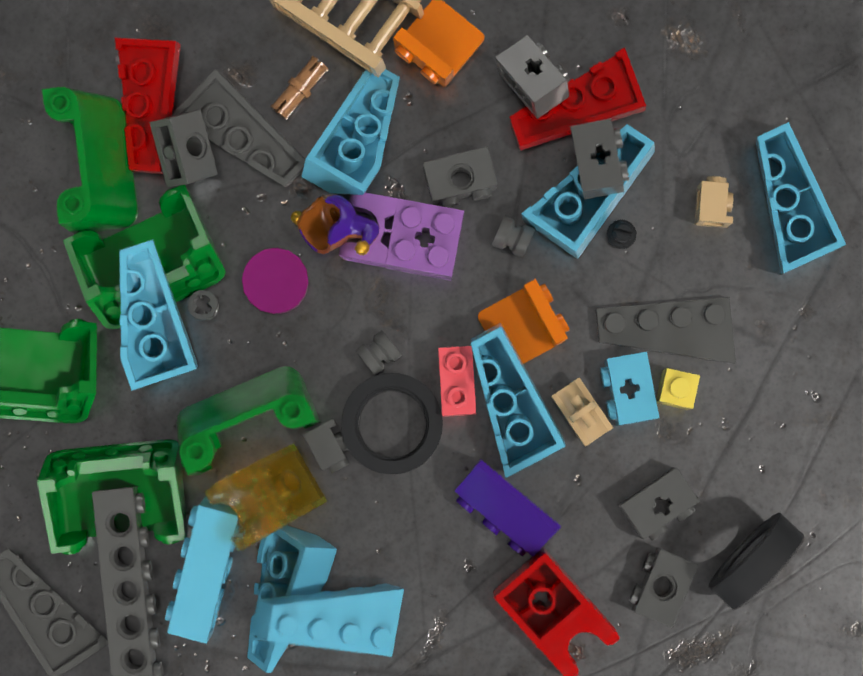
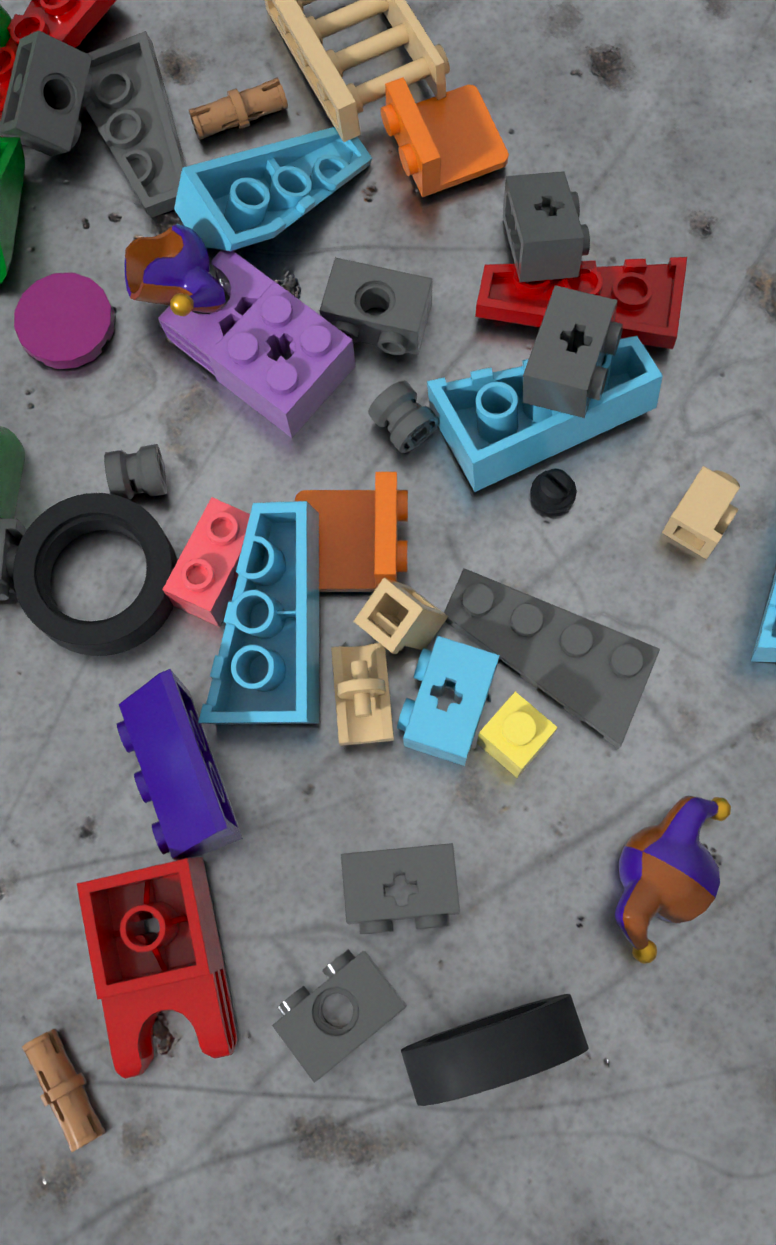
camera: 30 degrees right, 10 degrees down
(580, 358) = (400, 617): none -> tan brick
(796, 419) = (668, 872): none -> piece

